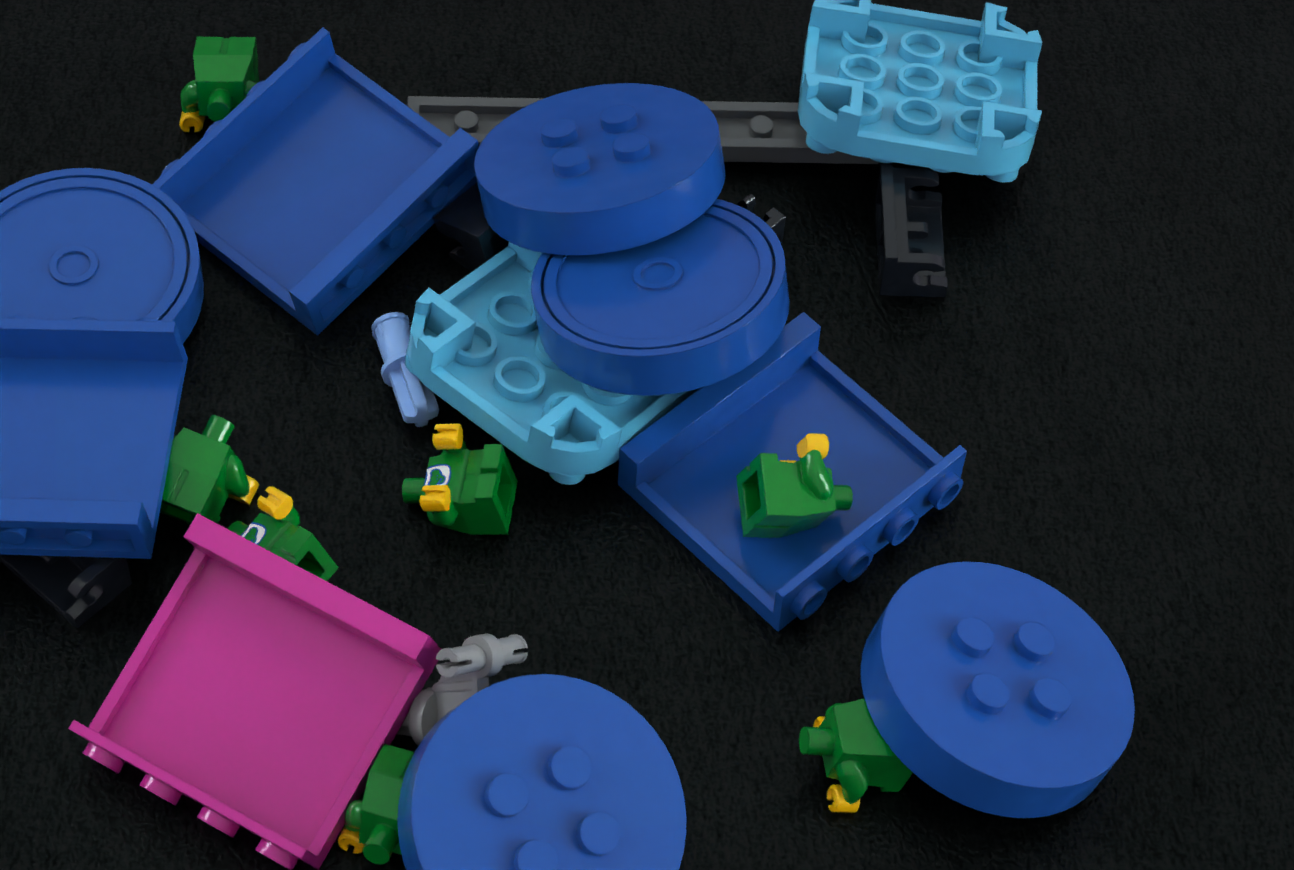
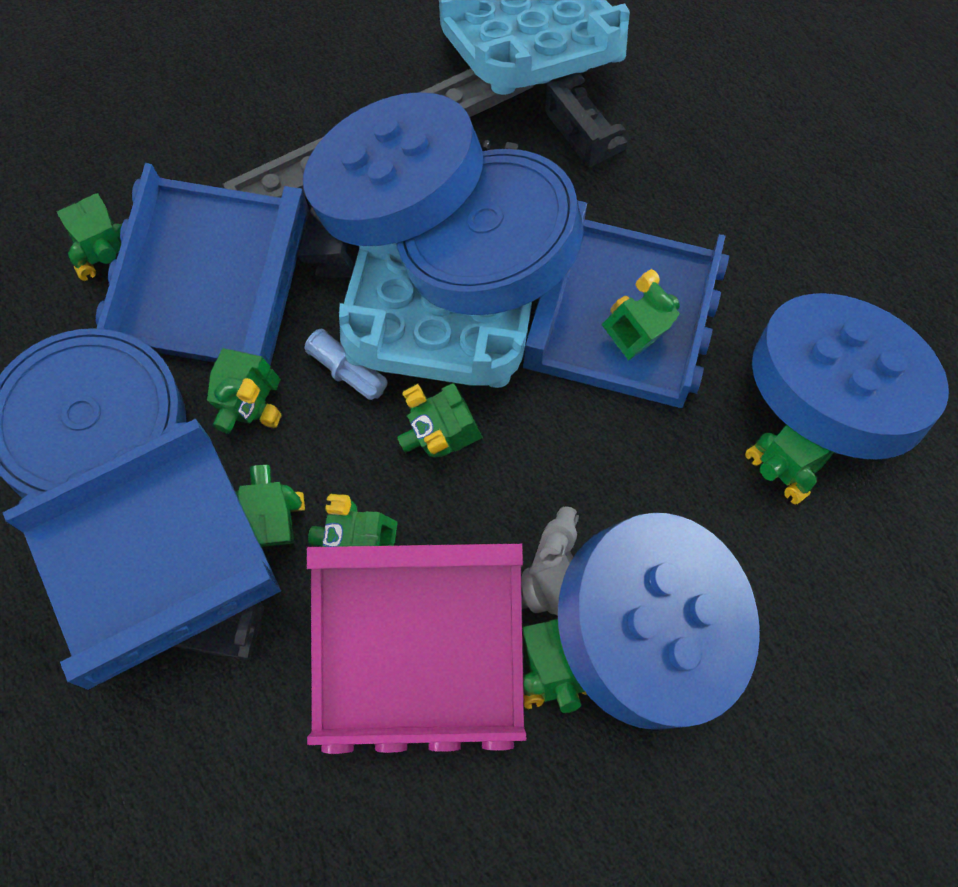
camera: 30 degrees left, 10 degrees up
(265, 333) = (240, 389): none -> green piece

